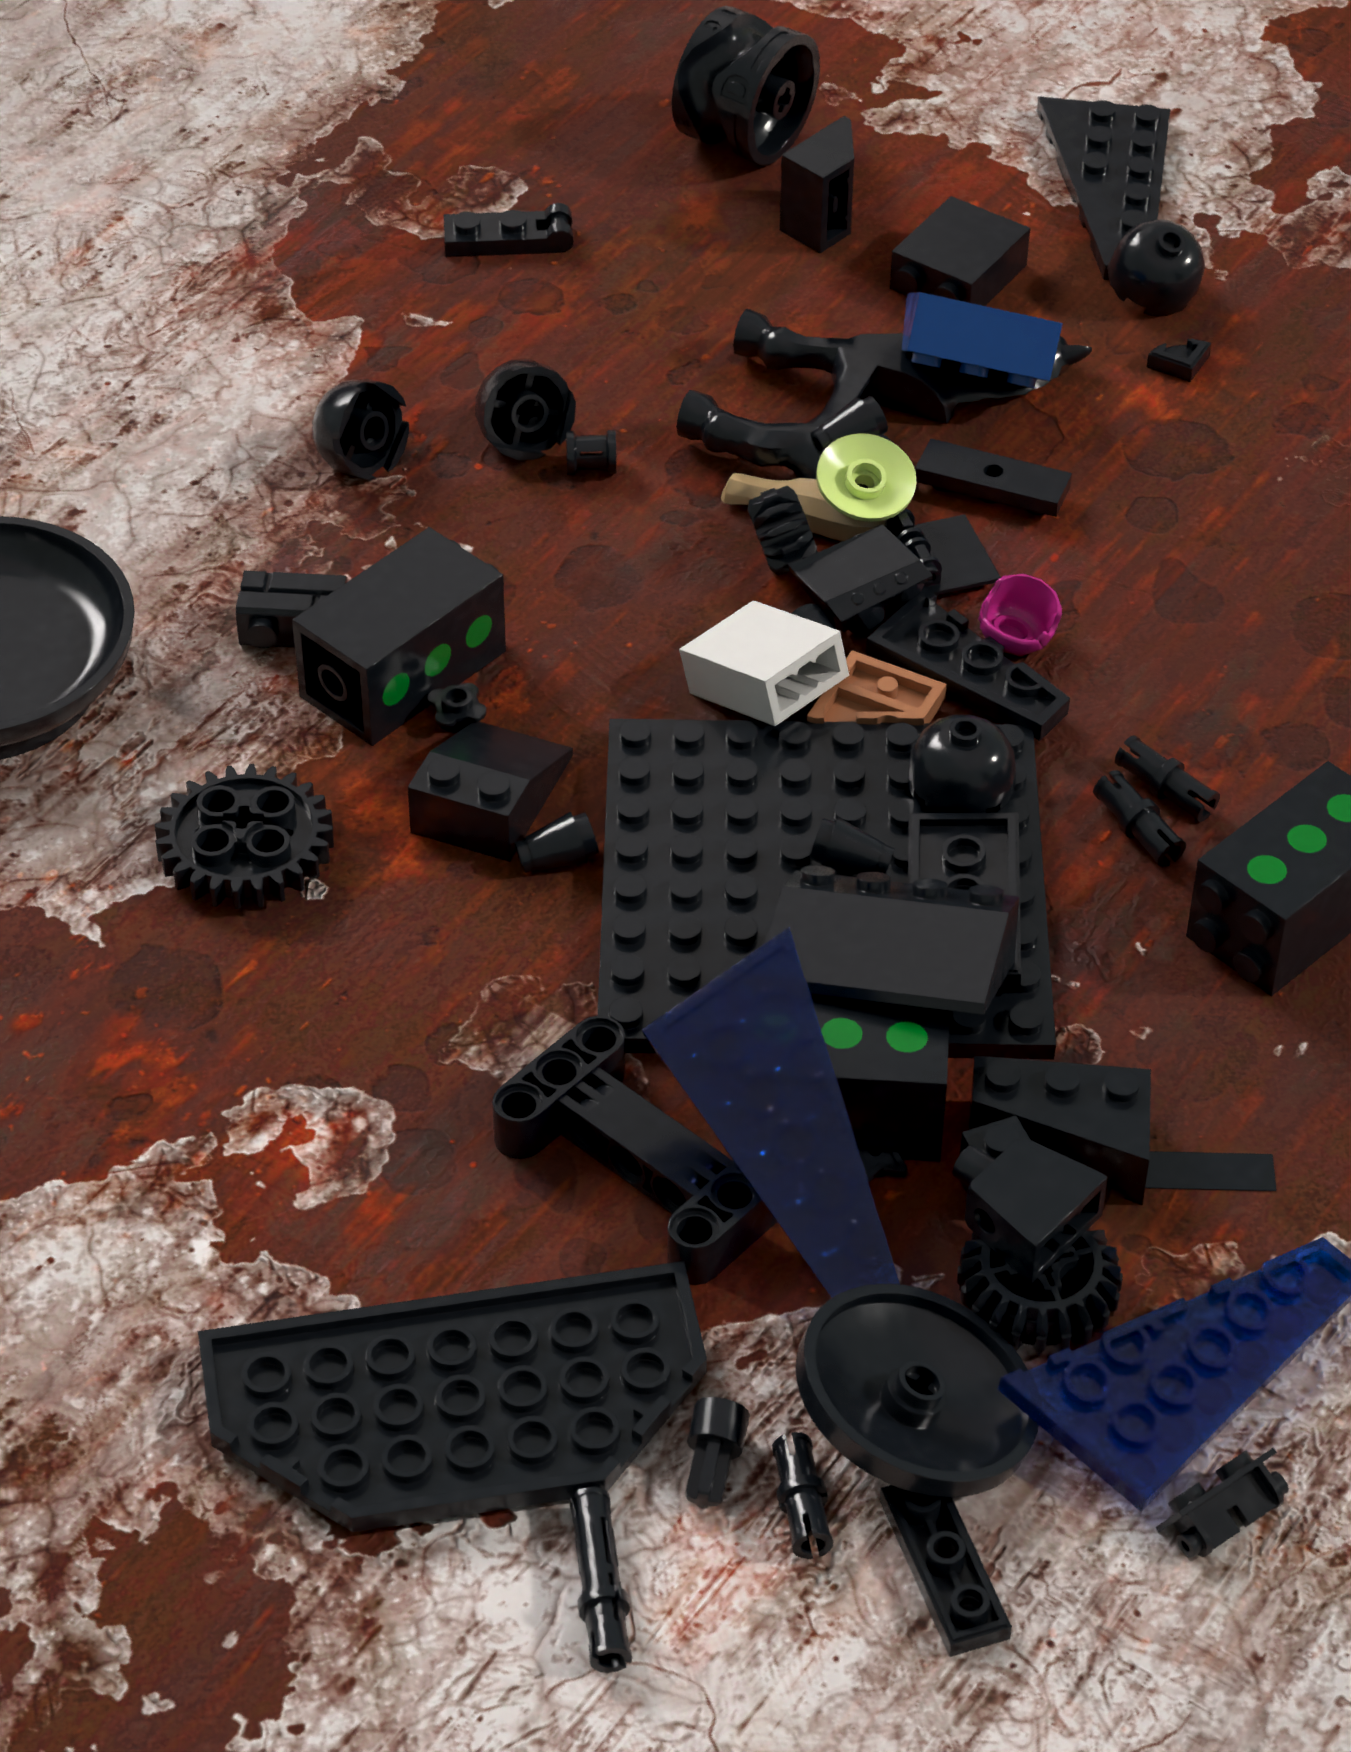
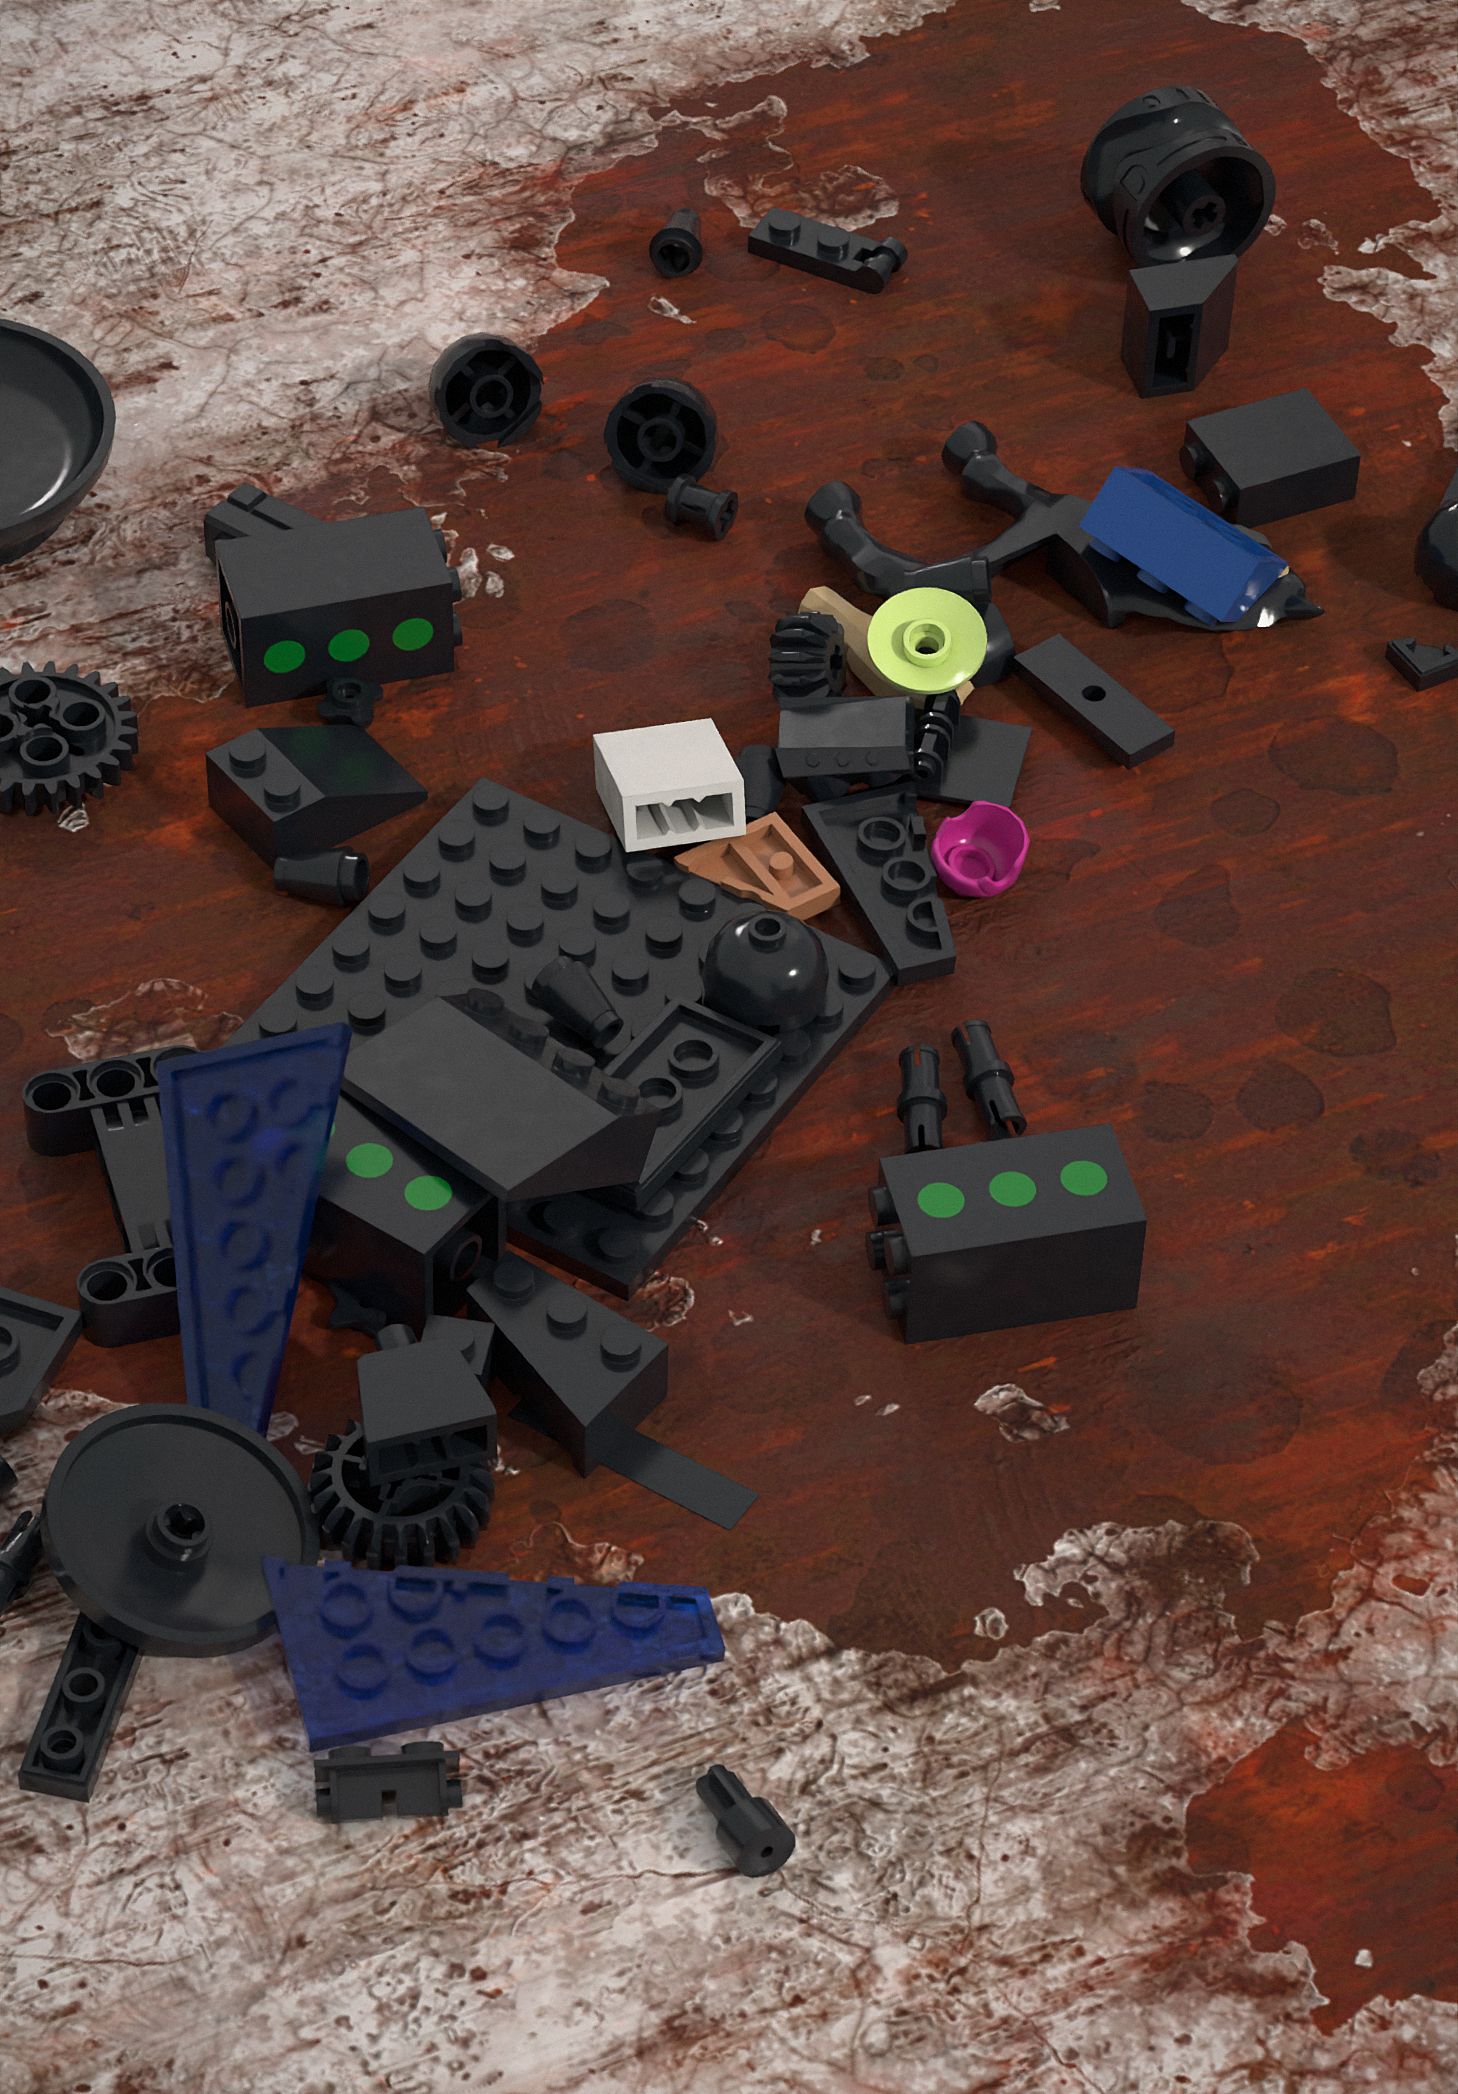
camera: 30 degrees right, 0 degrees up
(399, 268) = (678, 244): none -> black cone

